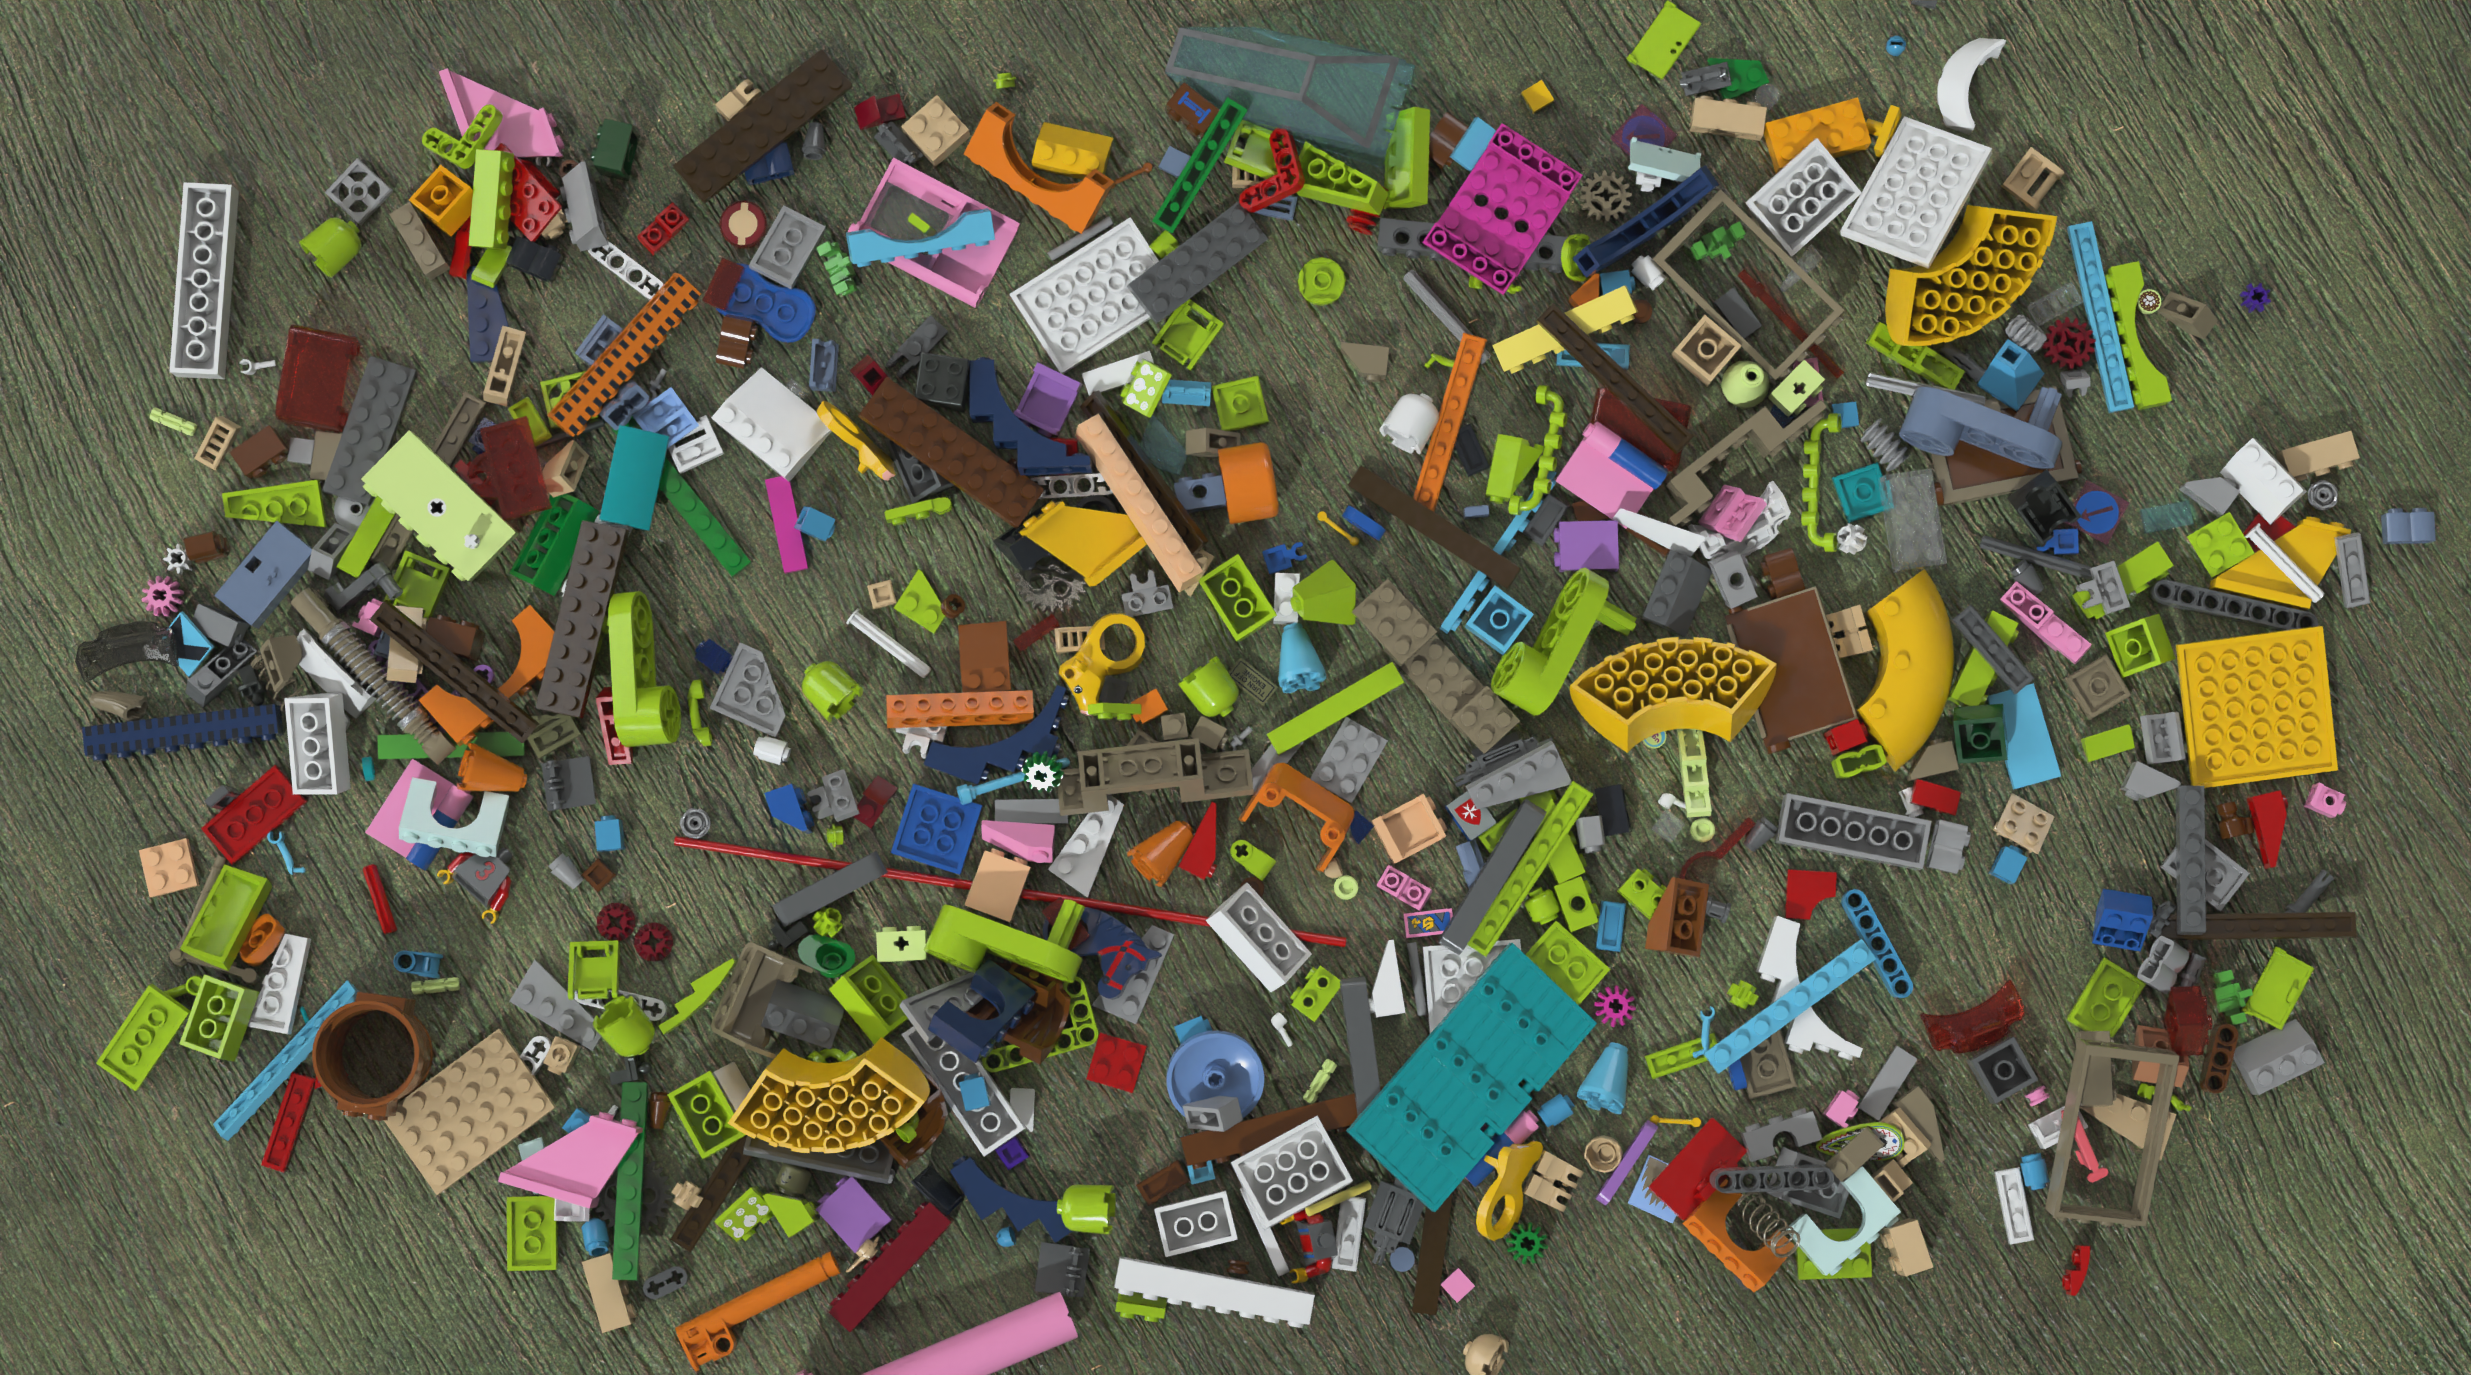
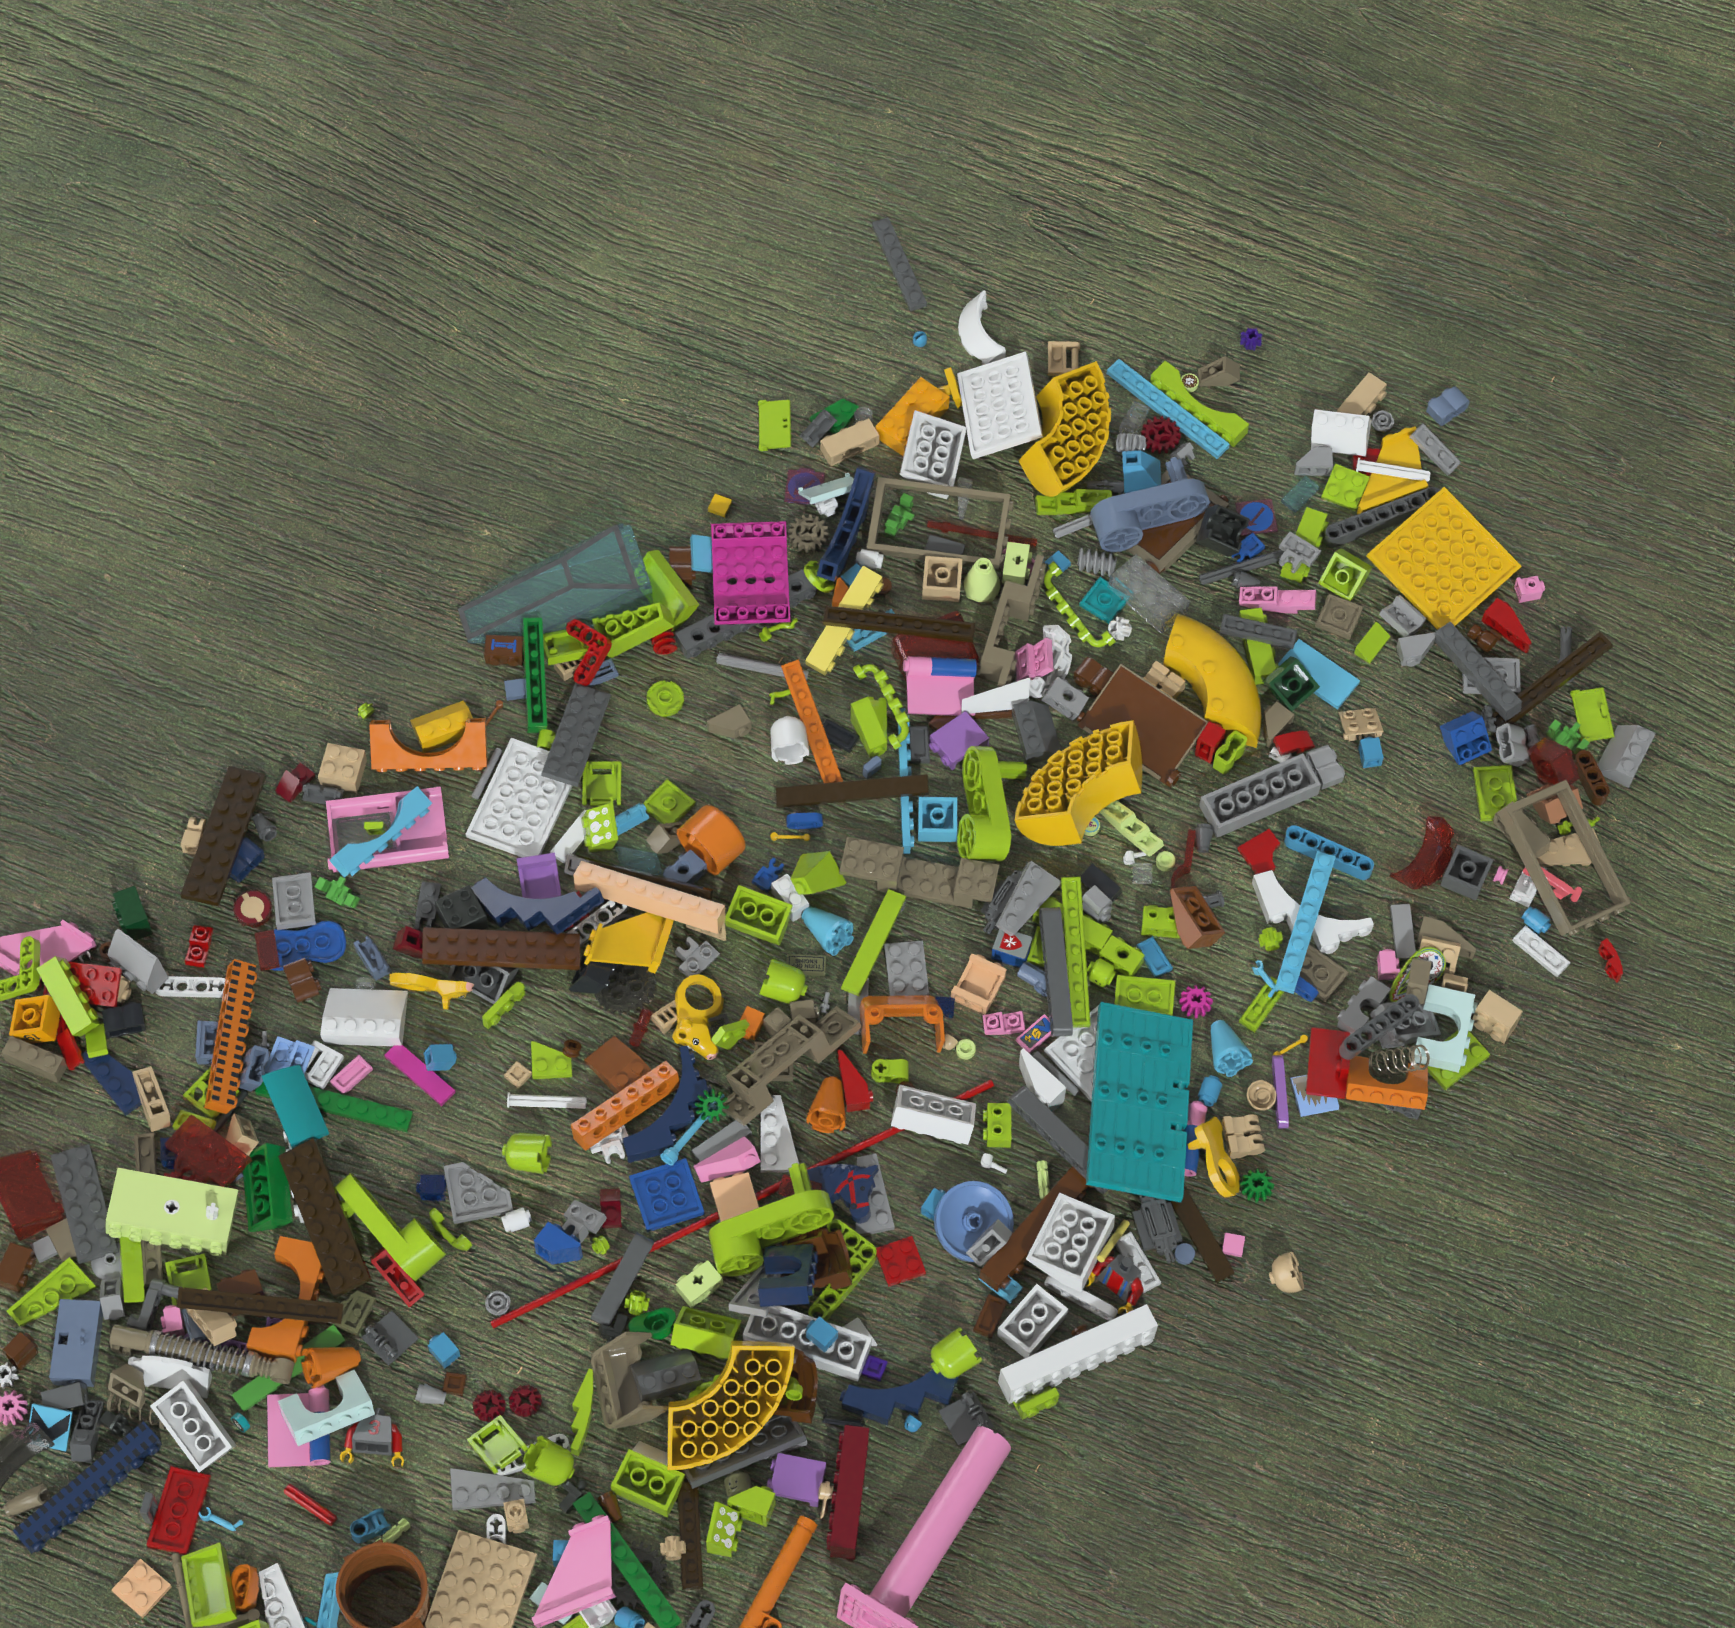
camera: 40 degrees left, 20 degrees down
(719, 477) = (351, 1075): none -> bright pink tile

